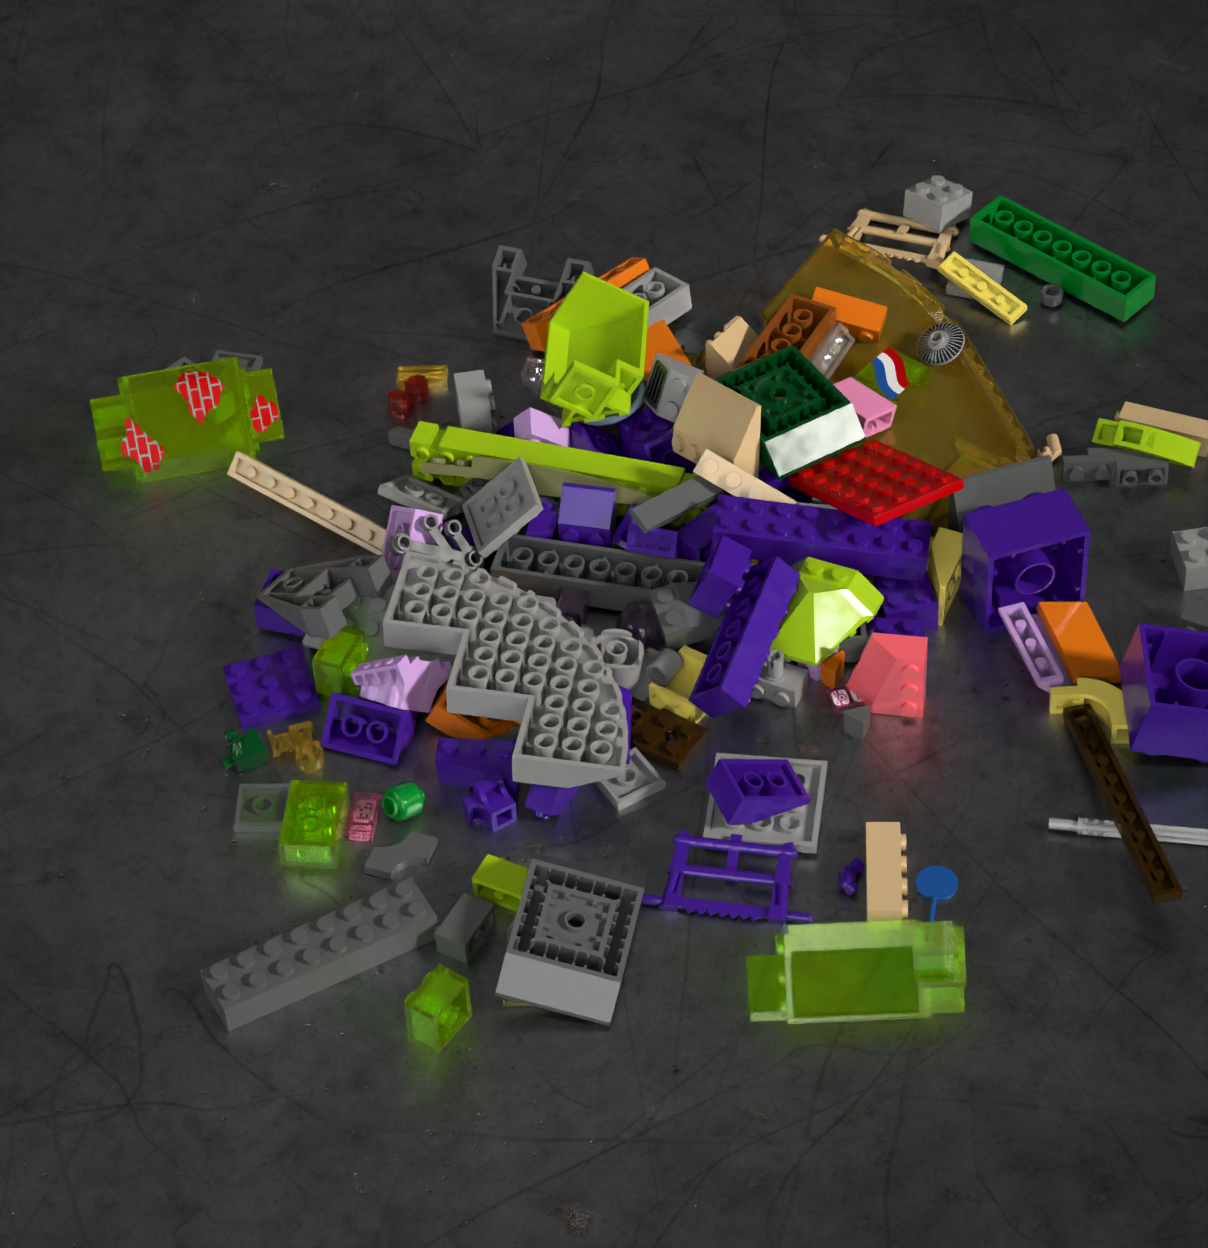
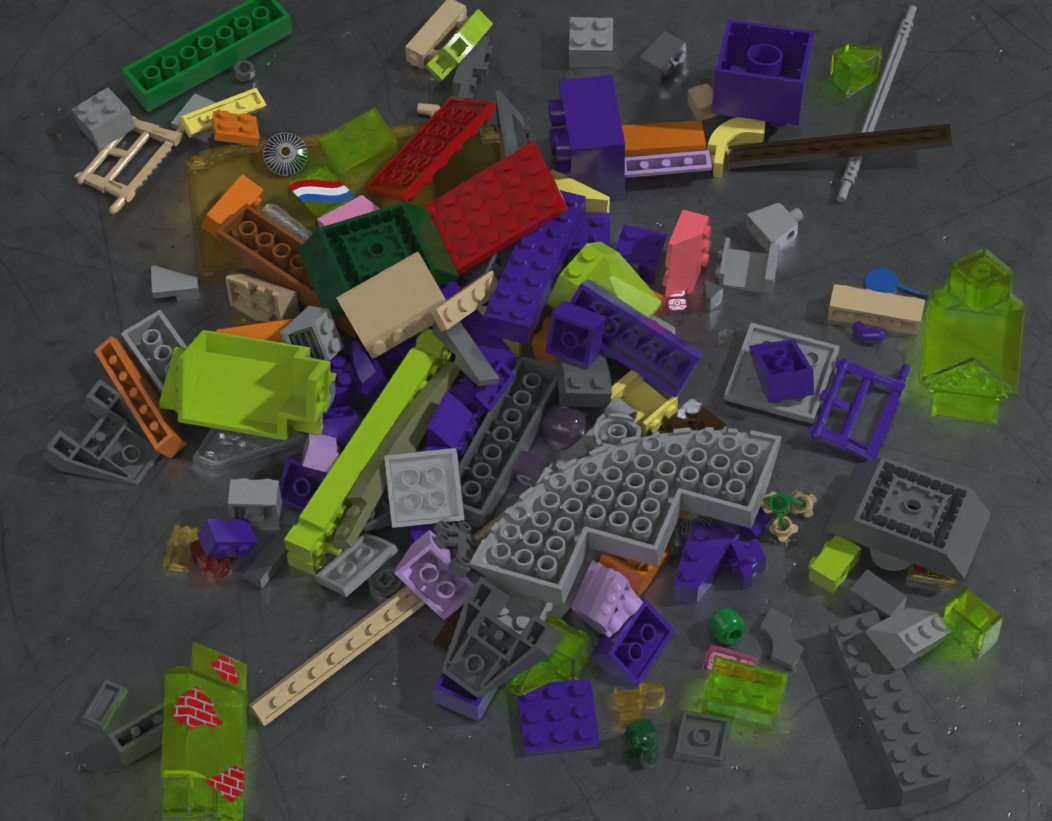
camera: 80 degrees left, 10 degrees up
(303, 648) = (532, 679): none -> clear neon green slope
(403, 944) = (908, 635): none -> light grey slope
(427, 395) = (227, 539): none -> dark purple brick
(574, 815) = (780, 505): none -> tan plant
(746, 300) = (173, 283): none -> light grey slope
(913, 749) = (747, 269): none -> light grey panel
(954, 294) = (235, 128): none -> orange plate
(964, 388) = (358, 145): none -> clear neon green brick
(976, 435) = (430, 148): none -> red plate
(979, 764) = (774, 225): none -> light grey torso

